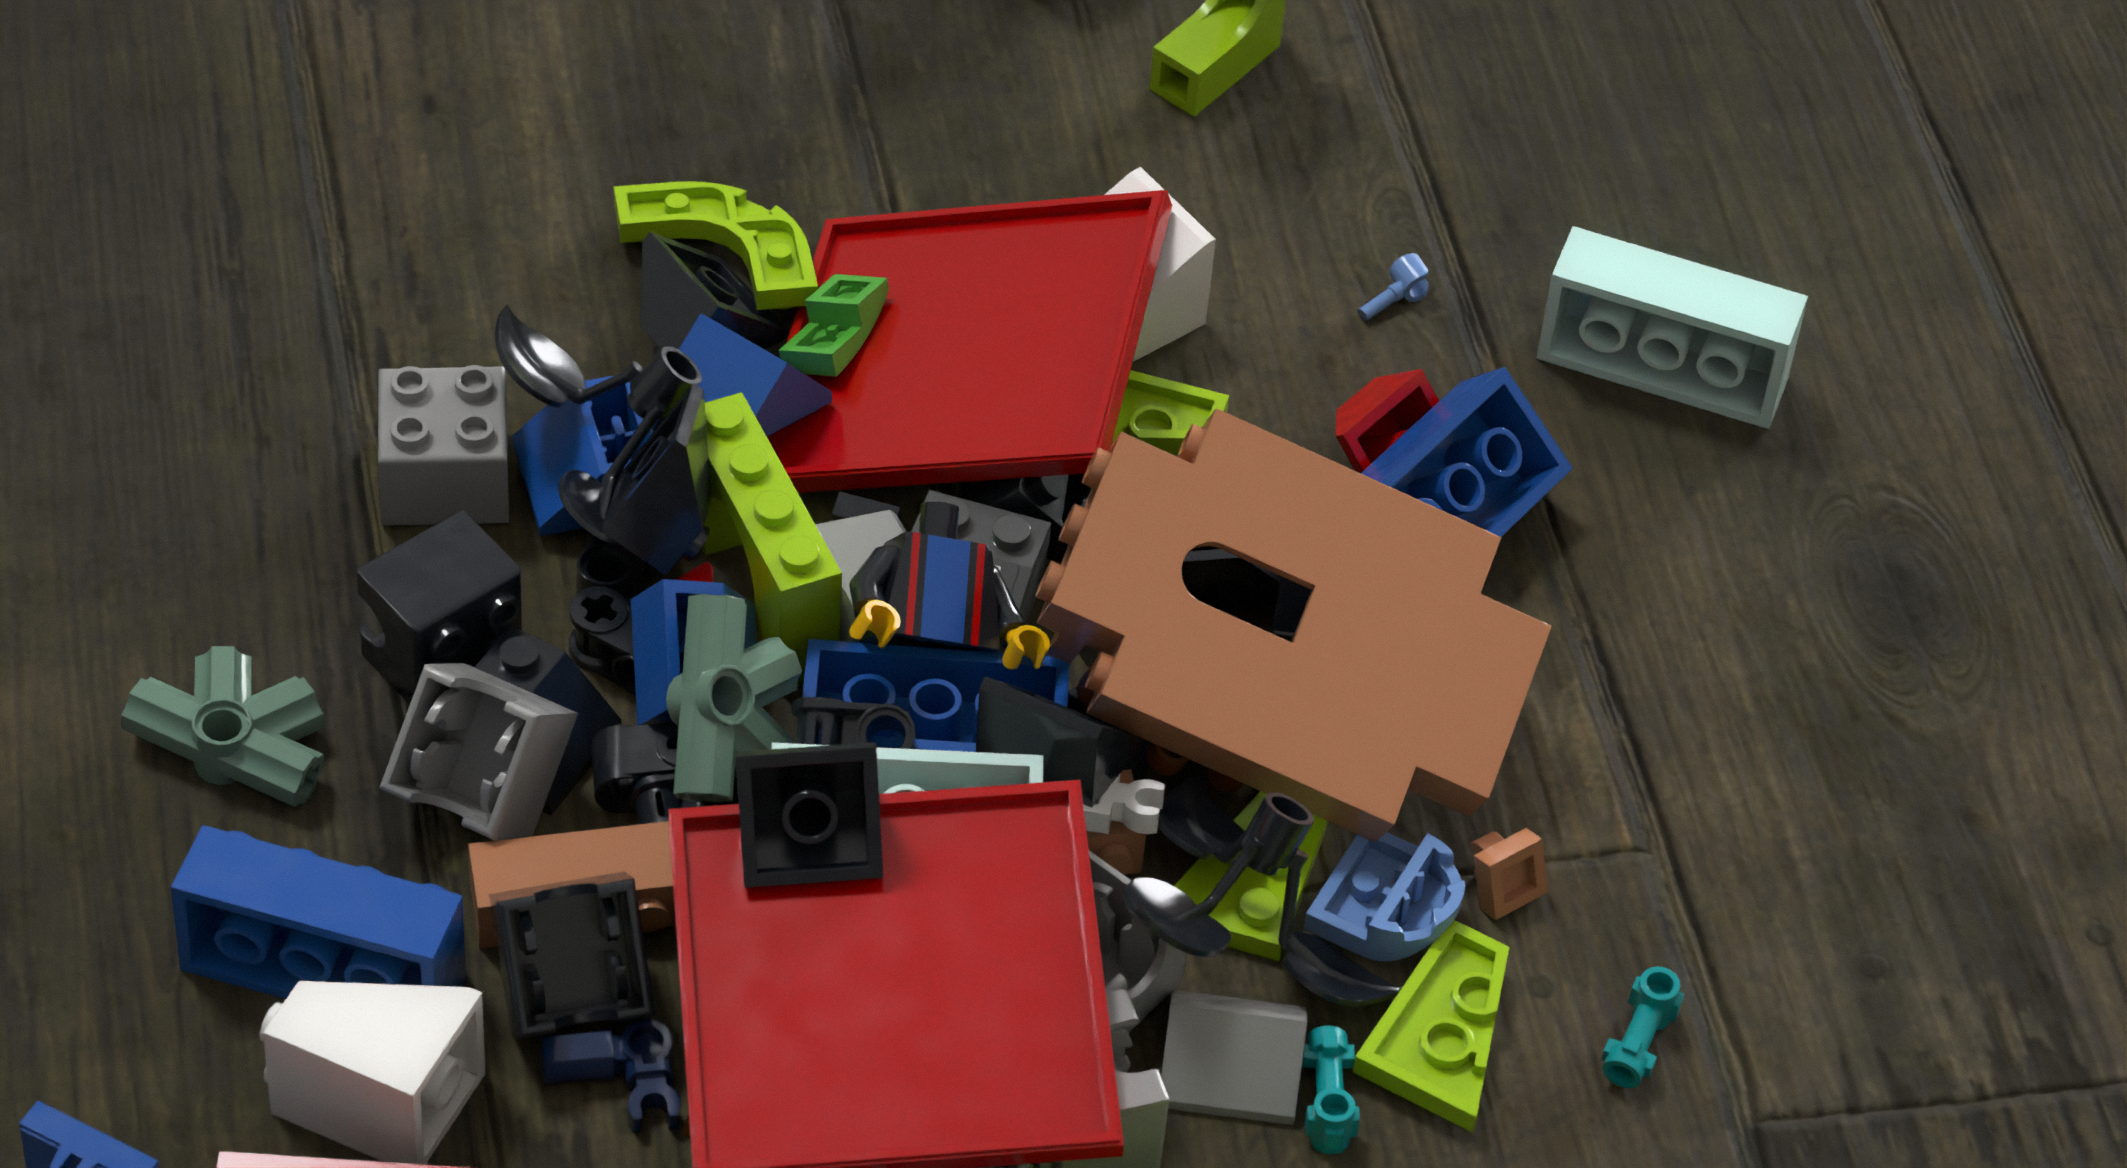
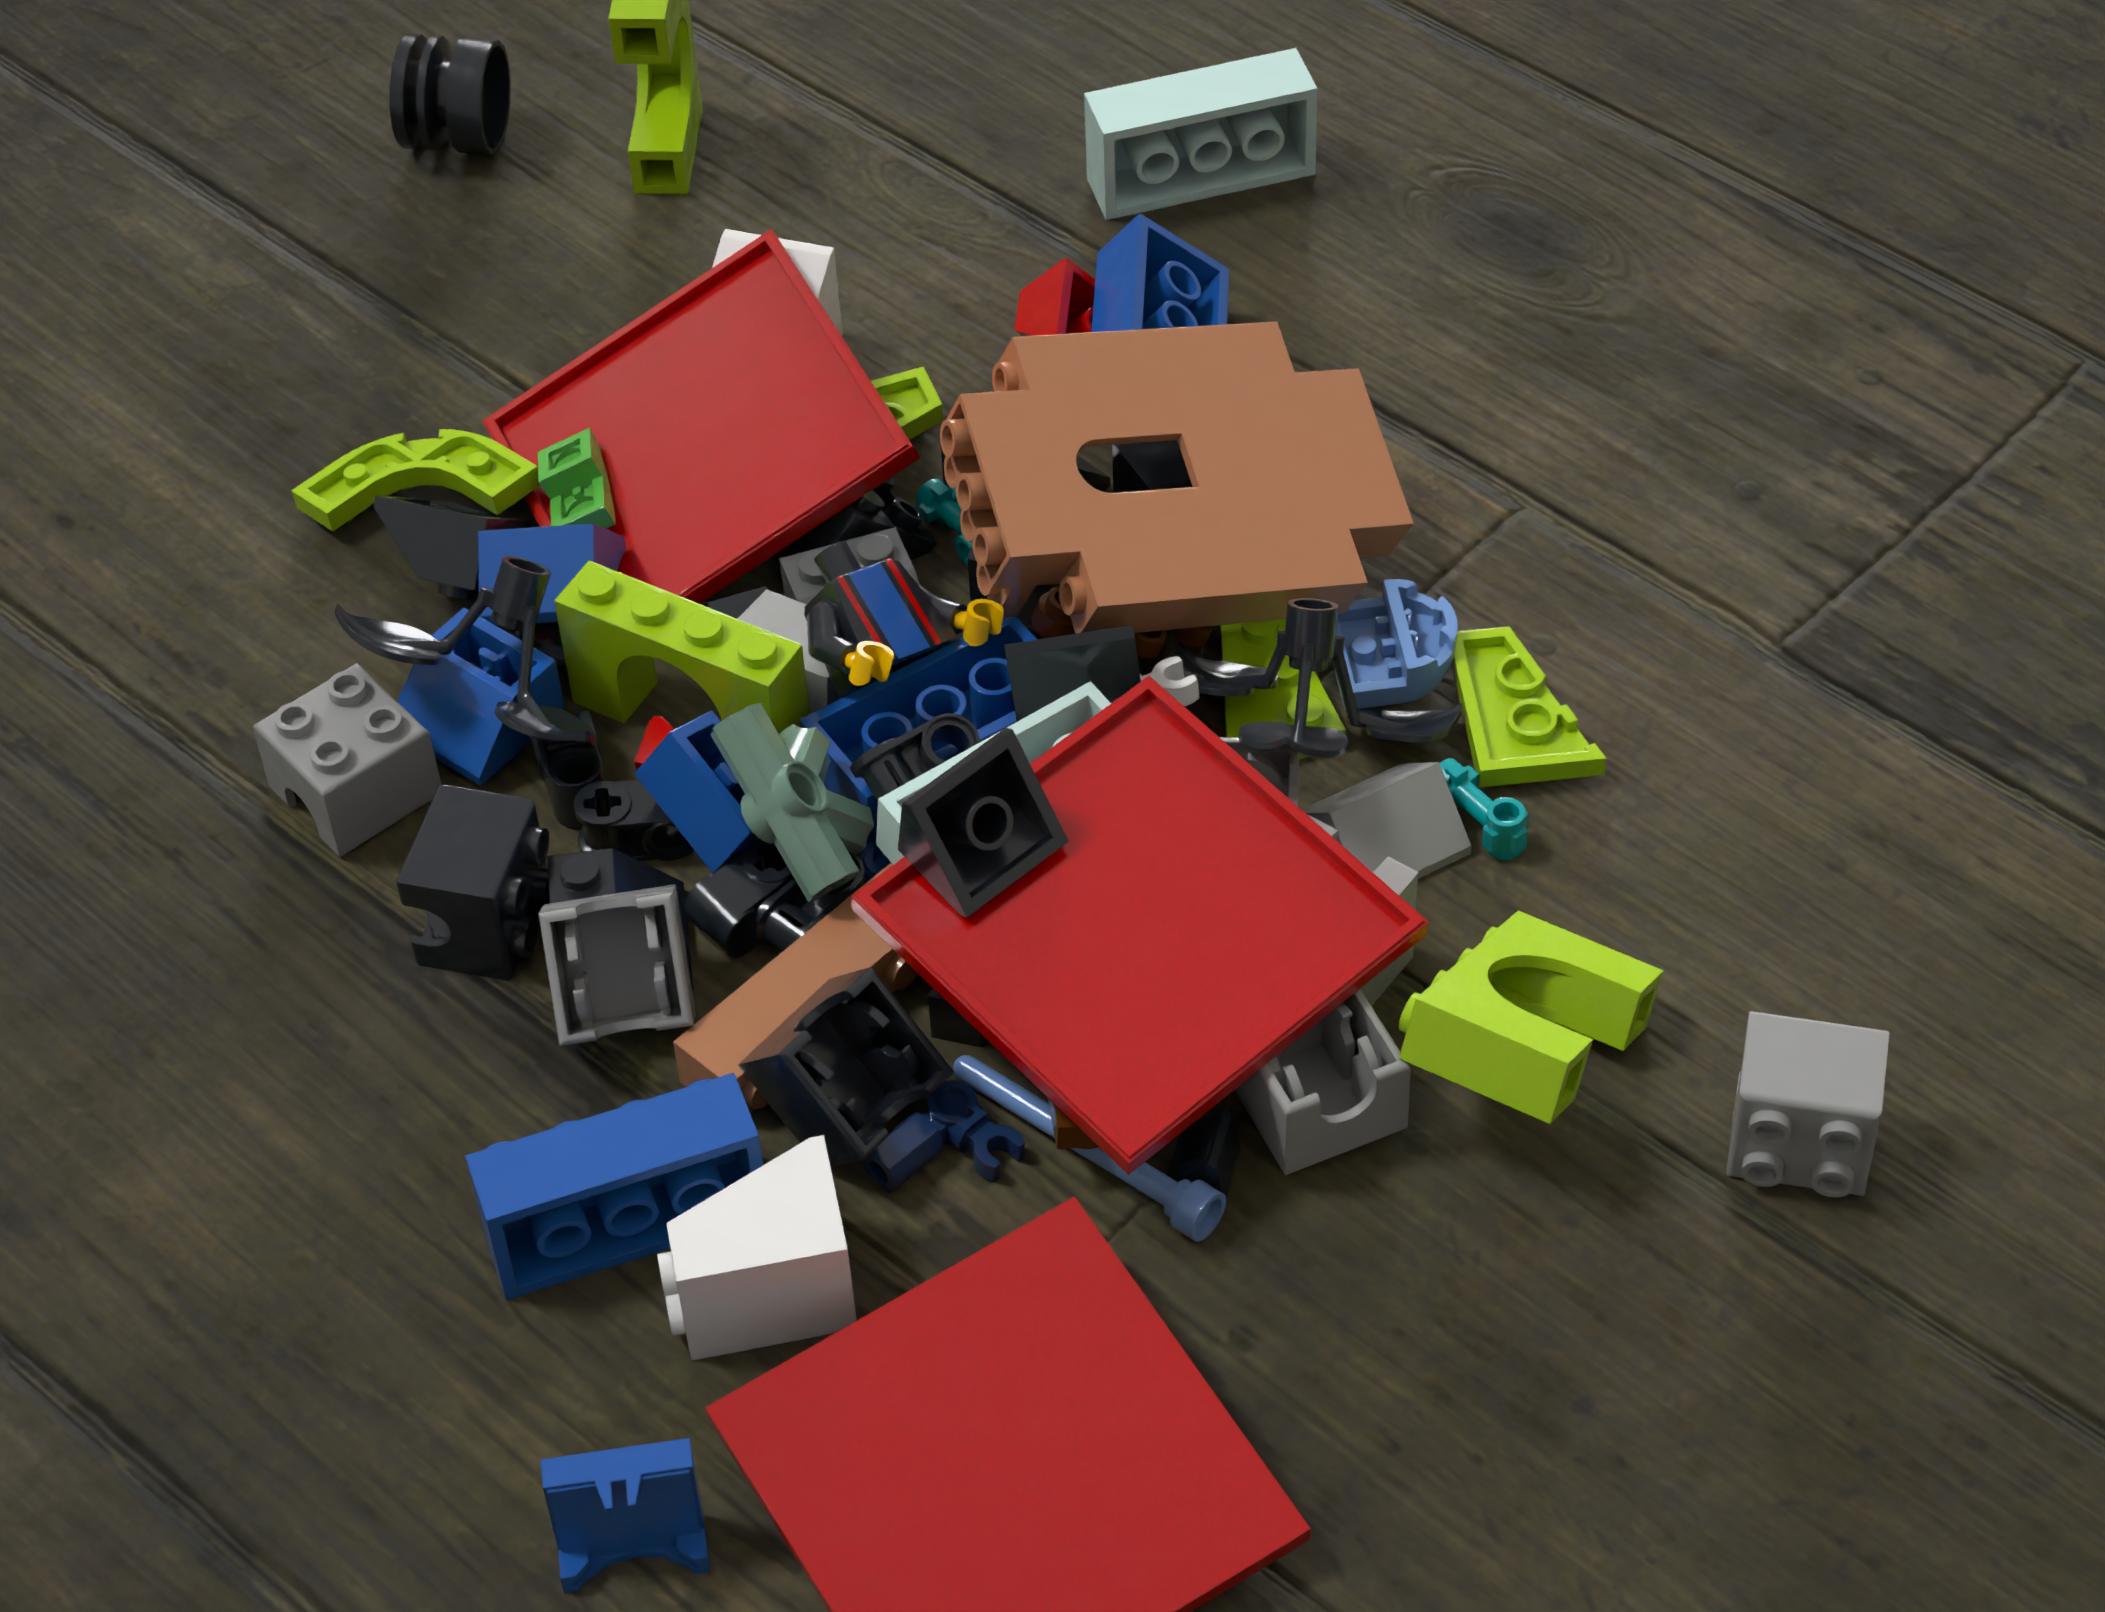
camera: 30 degrees left, 0 degrees up
(232, 731) = (376, 1086): sand green piece -> none
(666, 489) = (593, 664): black slope -> none
(1409, 282) = (964, 213): medium blue hand -> none
(1509, 871) = (1452, 573): nougat tile -> none
(1655, 1004) = (1637, 610): teal bar -> none

